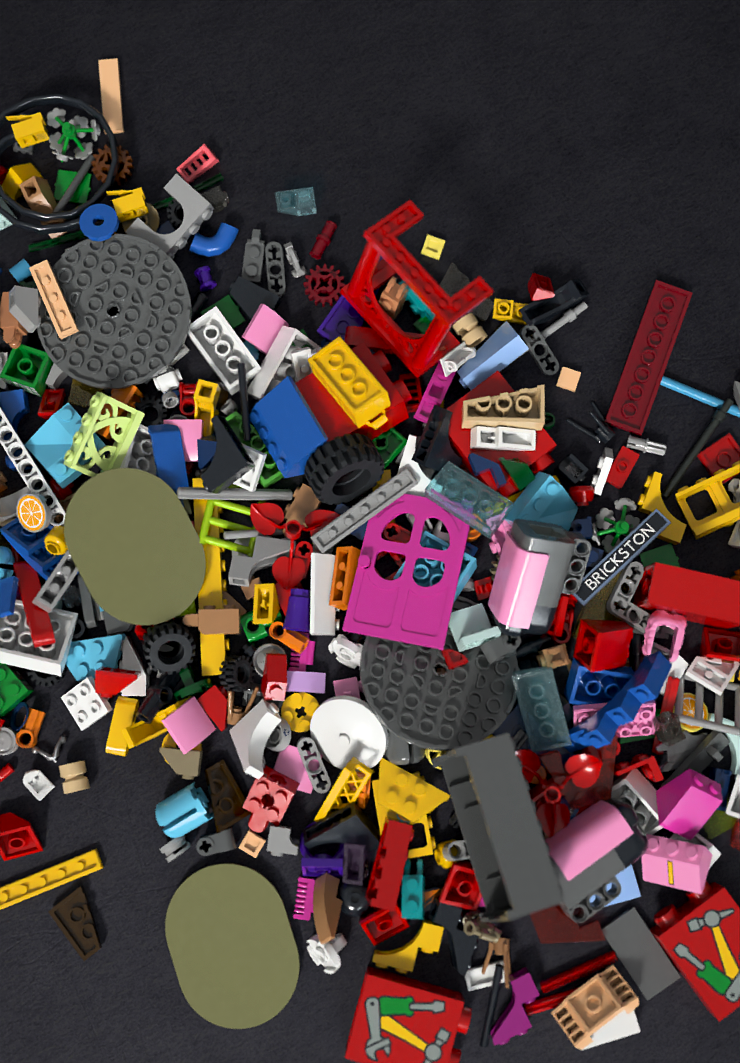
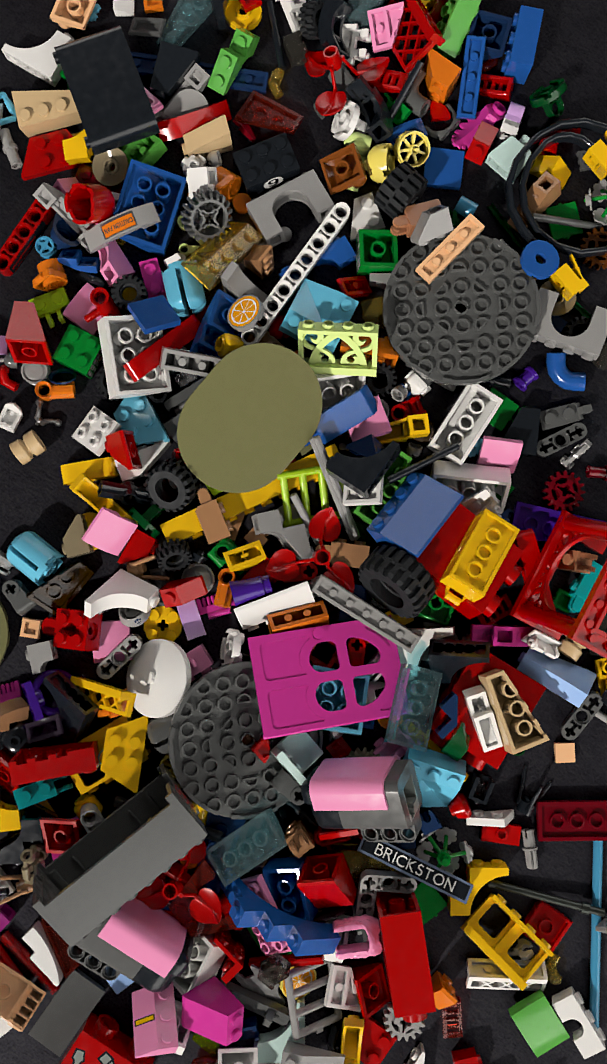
camera: 65 degrees right, 5 degrees up
(574, 952) = (43, 953): none -> white slope

